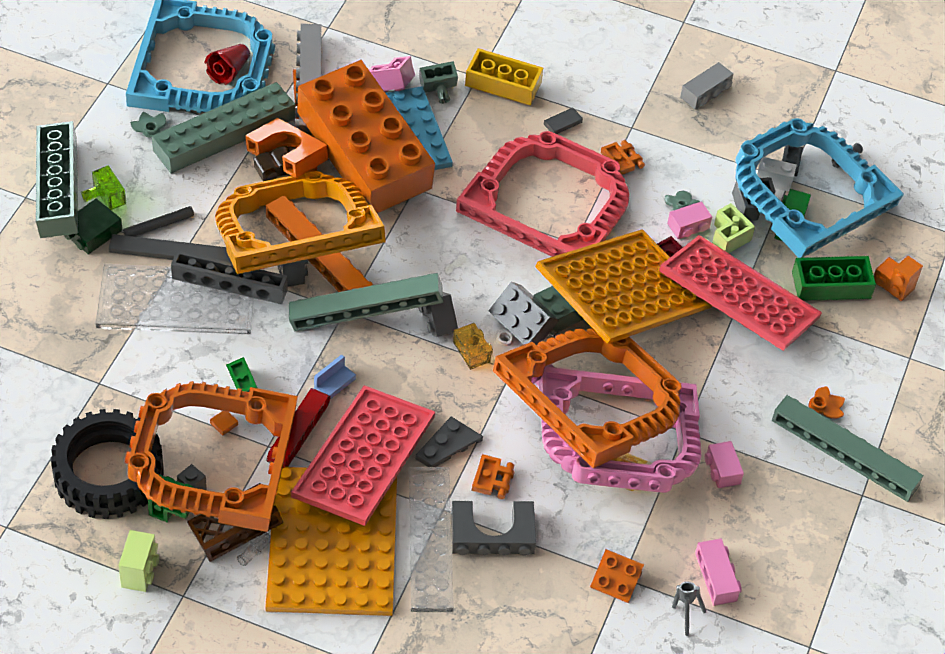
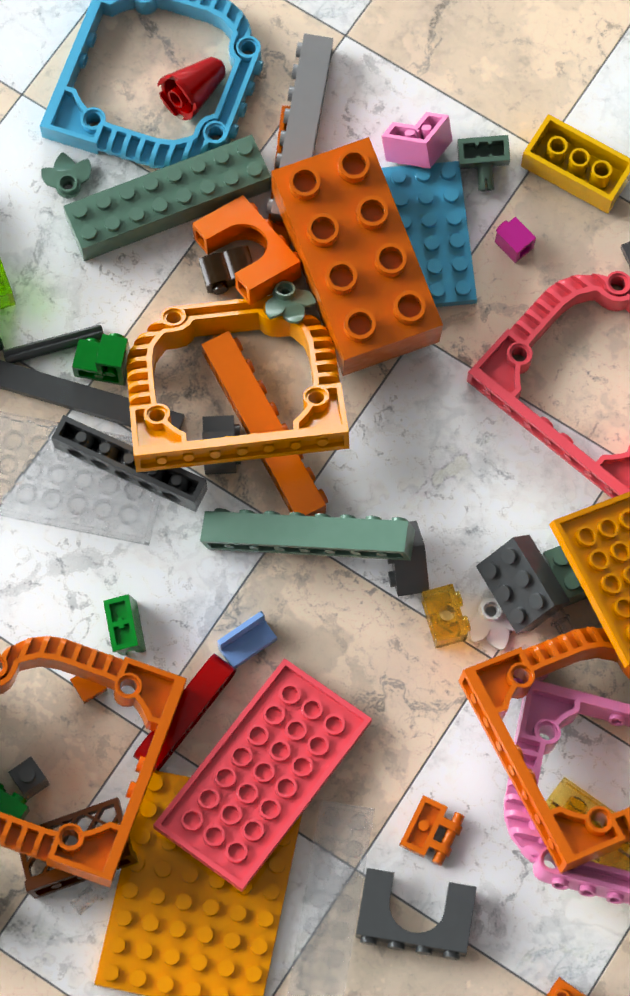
camera: 15 degrees right, 20 degrees up
(198, 225) = (102, 359): none -> green brick
(323, 171) = (289, 302): none -> sand green plate
(447, 441) = (382, 763): dark grey wing -> none
(471, 124) = (514, 239): none -> dark pink brick

